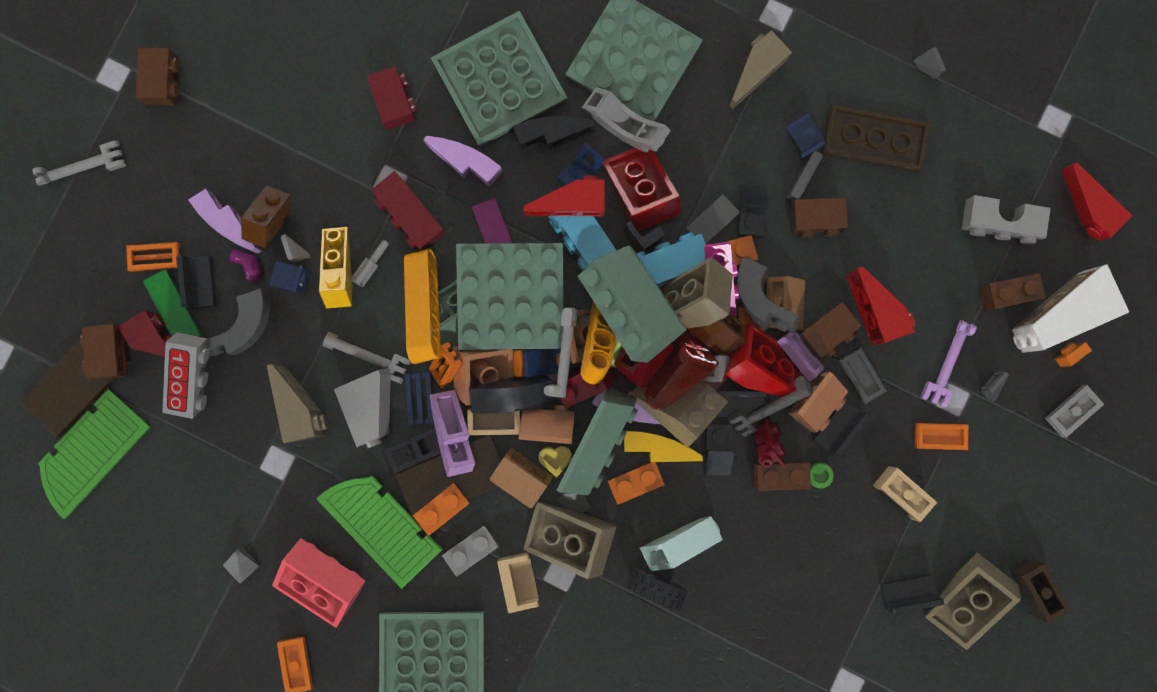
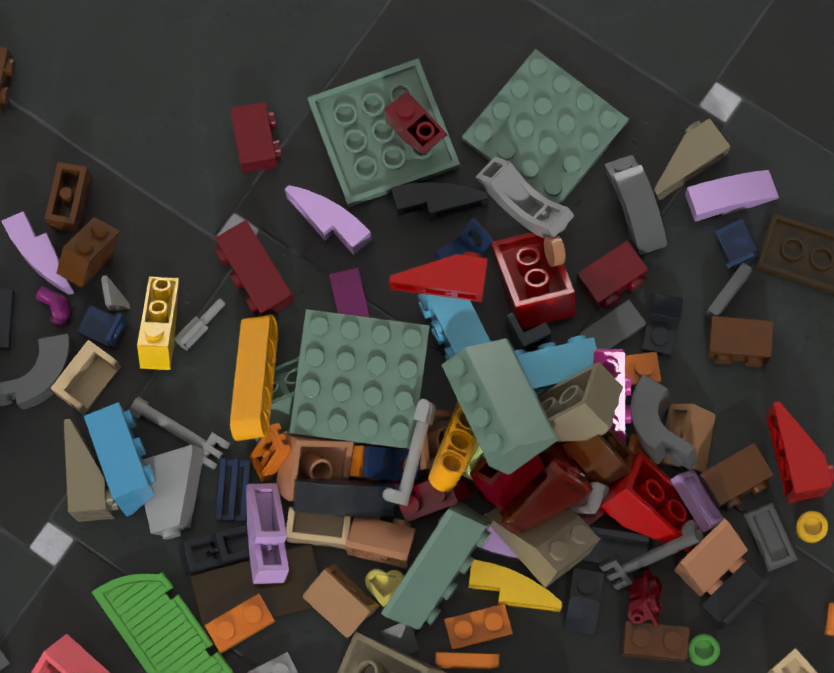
camera: 15 degrees right, 10 degrees down
(242, 171) = (68, 197): none -> reddish brown brick
(282, 322) = (86, 377): none -> tan panel
(320, 388) = (121, 457): none -> dark azure slope
(524, 68) = (413, 123): none -> dark red slope
(633, 512) = (467, 661): none -> orange tile
(657, 162) = (554, 250): none -> nougat tile
(706, 176) = (612, 275): none -> dark red brick
(721, 112) = (638, 204): none -> dark grey arch
(795, 93) = (730, 194): none -> lavender slope
(894, 362) = (811, 526): none -> yellow tile

